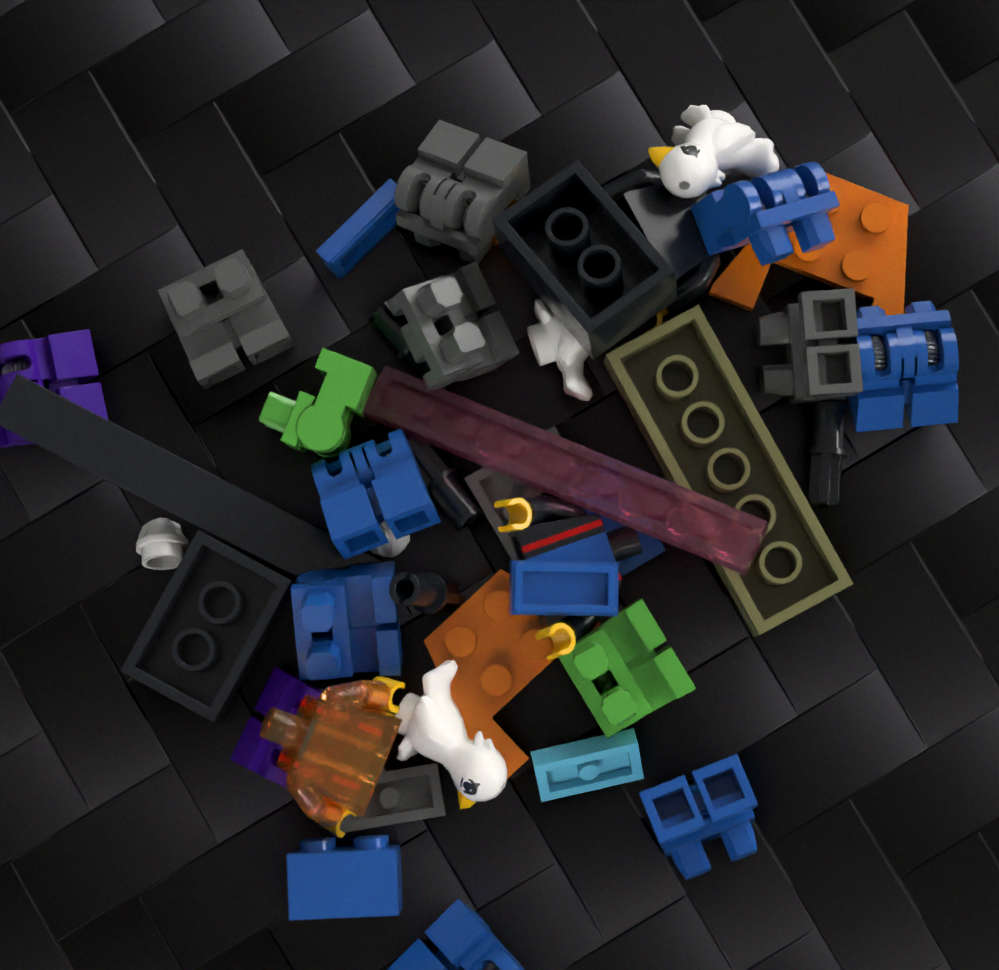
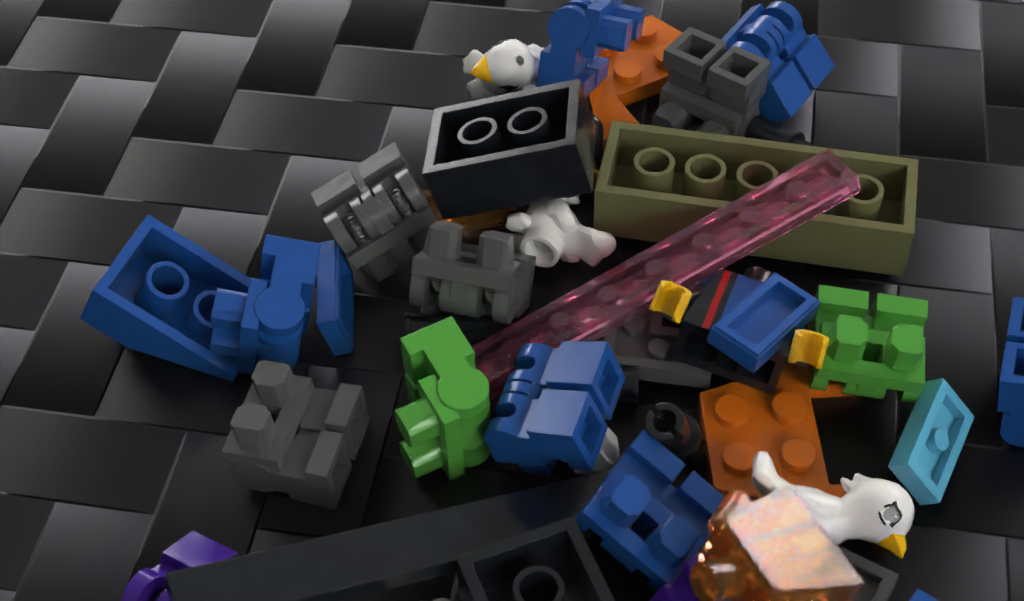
camera: 50 degrees left, 35 degrees down
(264, 121) = (162, 299): none -> blue slope
(285, 225) = (274, 311): none -> blue hips

